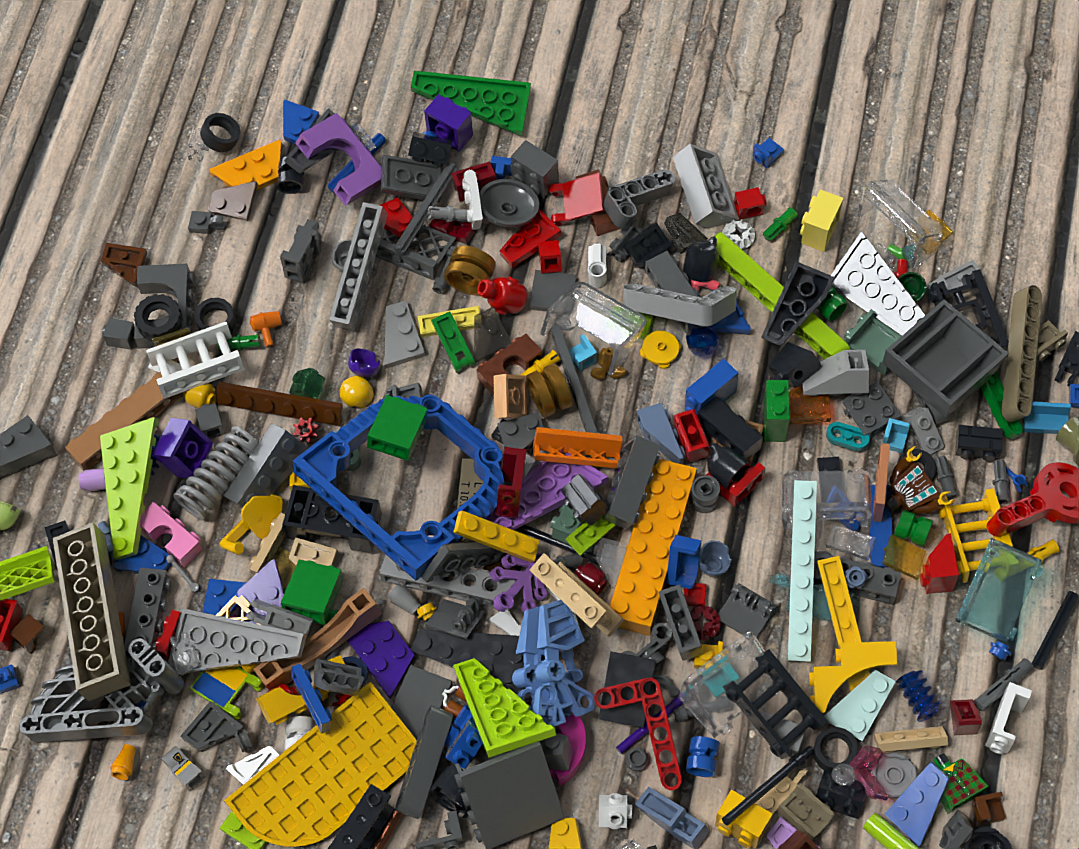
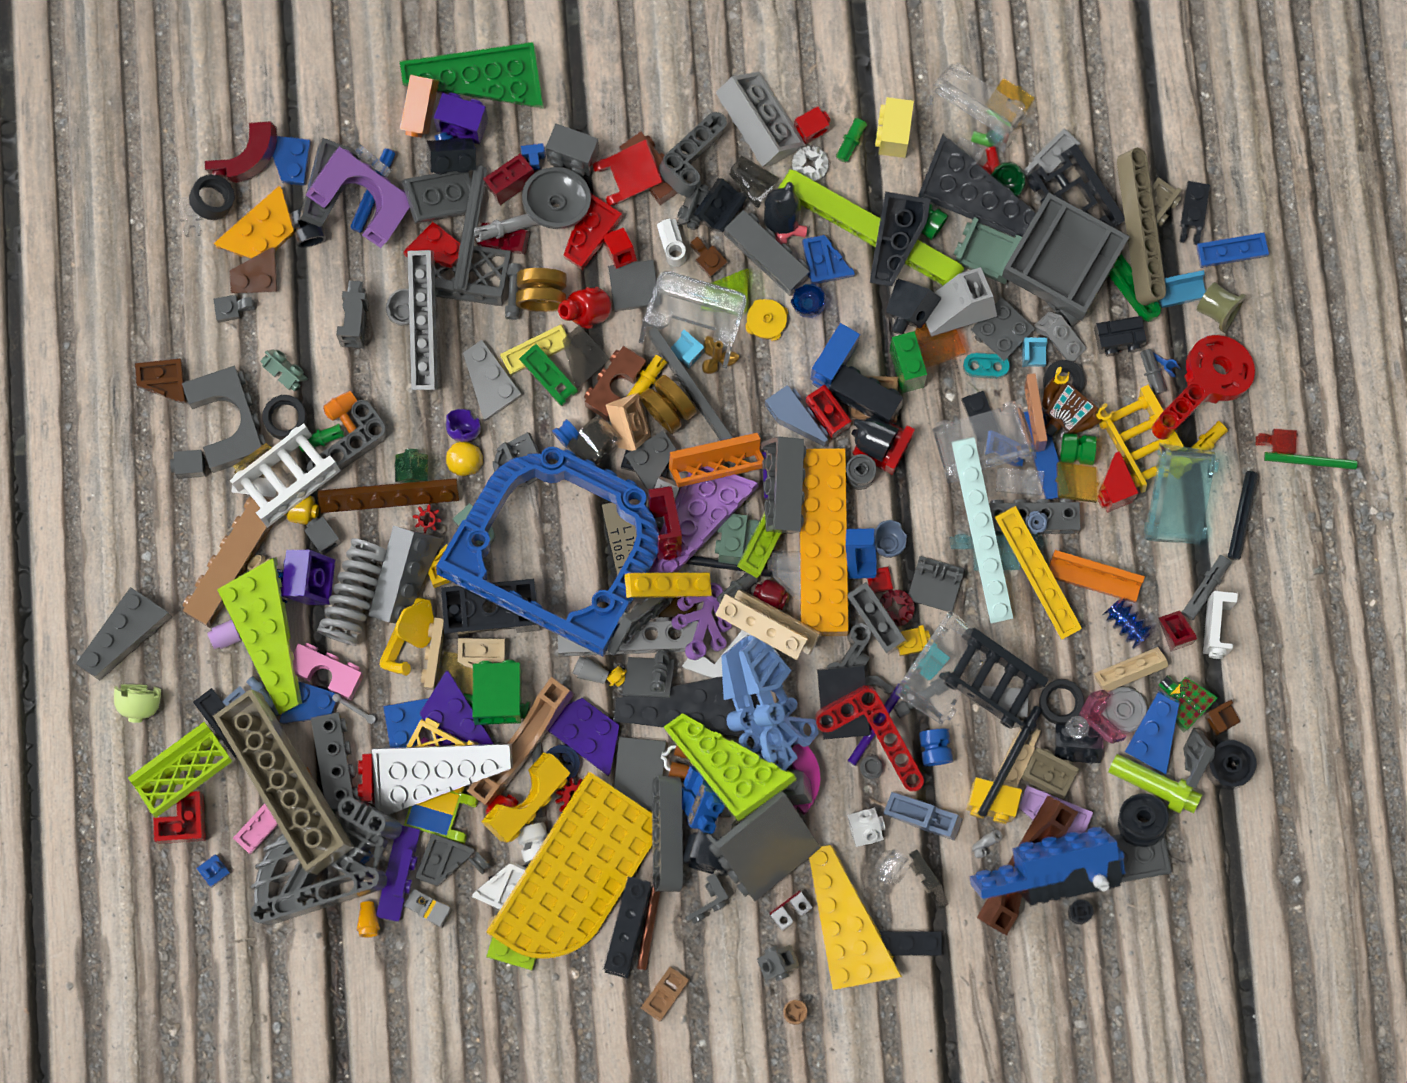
camera: 20 degrees left, 15 degrees up
(26, 632) = (220, 817): reddish brown panel -> none
(53, 655) = (256, 830): none -> bright pink plate
(154, 303) = (224, 422): black tyre -> none
(167, 729) = (398, 872): none -> dark purple bracket
(186, 656) = (393, 798): clear plate -> none
(234, 285) = (291, 373): none -> sand green hinge
(266, 111) = (254, 157): none -> dark red arch
(276, 347) = (362, 433): none -> dark grey beam
(279, 618) = (476, 732): light grey hinge -> none
(312, 698) = (540, 807): blue plate -> none
(337, 677) = (559, 779): dark grey slope -> none
(397, 427) = (531, 498): green brick -> none
(414, 101) = (419, 106): none -> brick
(452, 393) = (565, 433): none -> blue wheel
(472, 198) = (518, 205): white hinge -> none
(474, 403) = (595, 440): none -> clear smoke brick
(584, 499) = (744, 519): black brick -> none
(621, 279) = (709, 259): none -> reddish brown plate
(679, 306) = (775, 274): light grey beam -> none
(767, 152) = (813, 56): blue bracket -> none
(853, 659) = (1057, 609): yellow arch -> none
(861, 705) = (1075, 651): light aqua wing -> none
(910, 650) = (1095, 576): none -> orange fence
(945, 477) = (1096, 383): dark grey axle -> none
(999, 650) = (1194, 553): blue plate -> none

